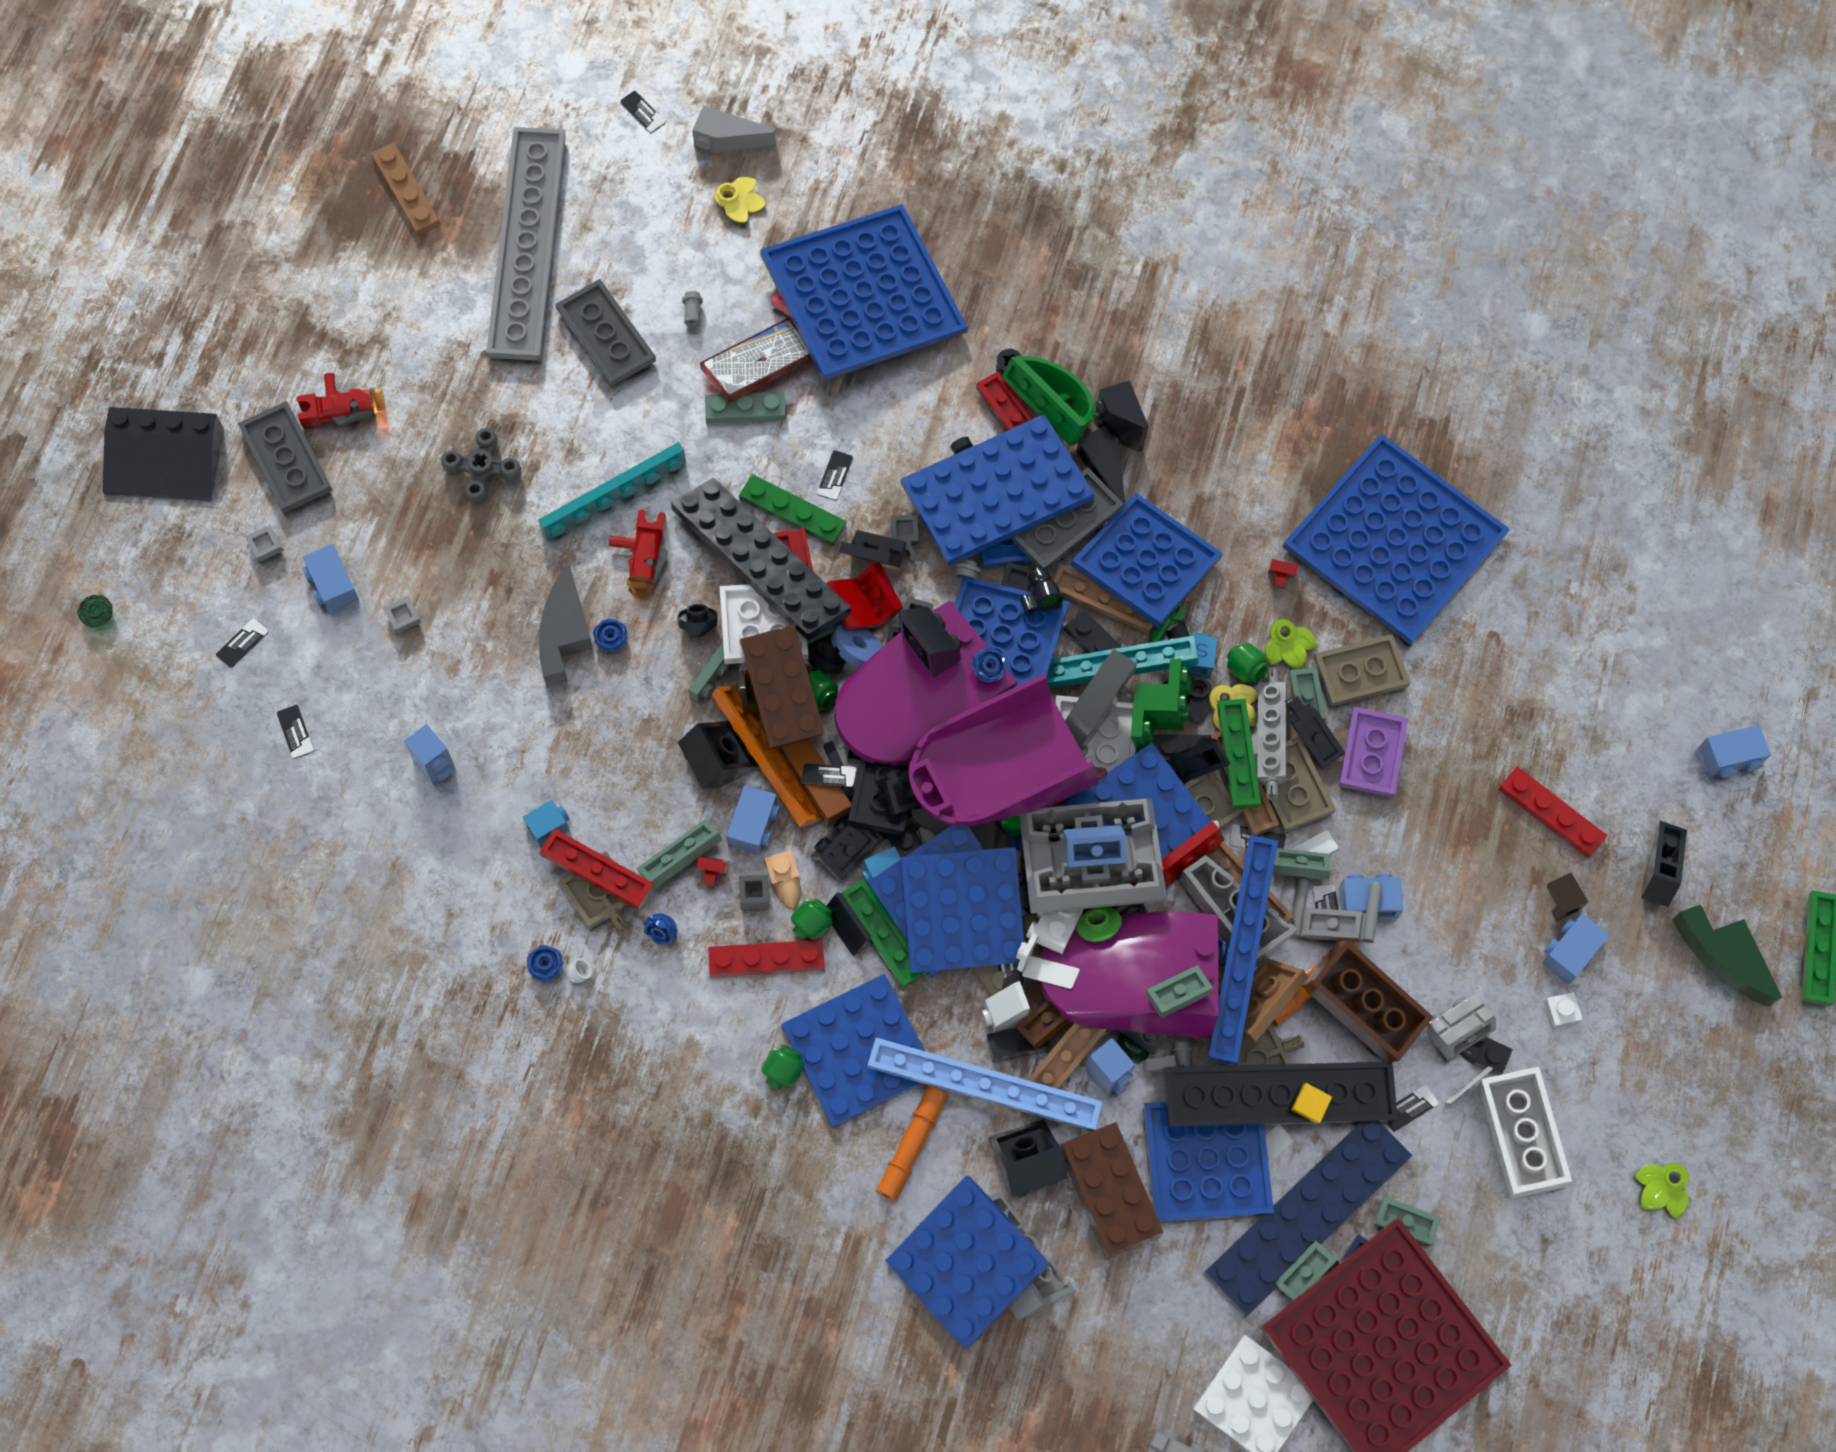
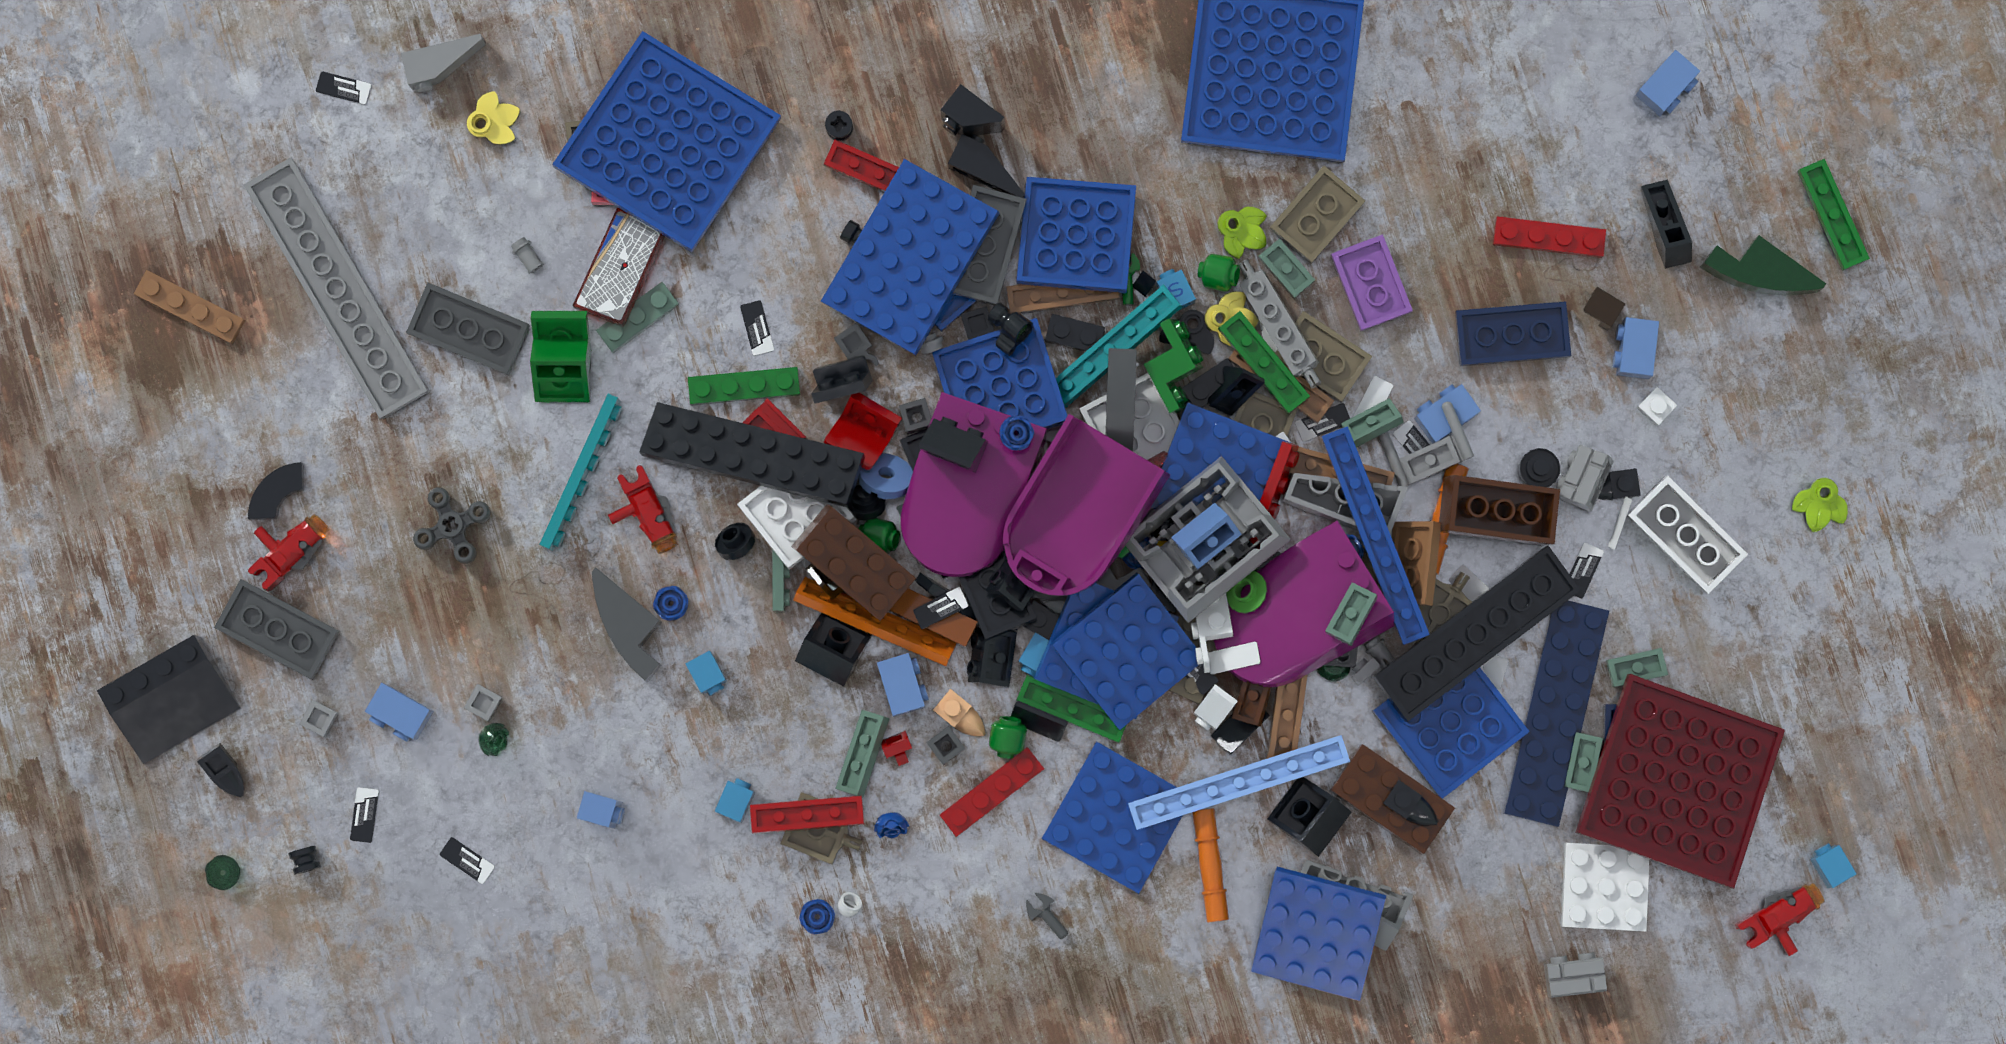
camera: 25 degrees left, 15 degrees up
(158, 534) = (222, 770): none -> black plate
(166, 643) = (304, 860): none -> black wheel
(364, 357) = (274, 490): none -> black tile
(388, 647) = (493, 739): none -> clear green plate
(598, 707) = (707, 673): none -> dark azure brick
(662, 392) = (560, 356): none -> green bracket
(740, 1092) = (1047, 915): none -> dark grey bar
(782, 1067) = (1067, 873): green head -> none
(1048, 390) = (866, 134): green window -> none
(1110, 1068) = (1330, 702): medium blue brick -> none
(1124, 1200) = (1410, 805): none -> black plate
(1282, 570) = (1196, 166): red tile -> none
(1311, 1103) = (1506, 626): yellow tile -> none
(1314, 732) = (1313, 300): black hinge -> none
(1427, 991) = (1539, 468): none -> black plate
(1471, 869) = (1513, 333): none -> dark blue plate

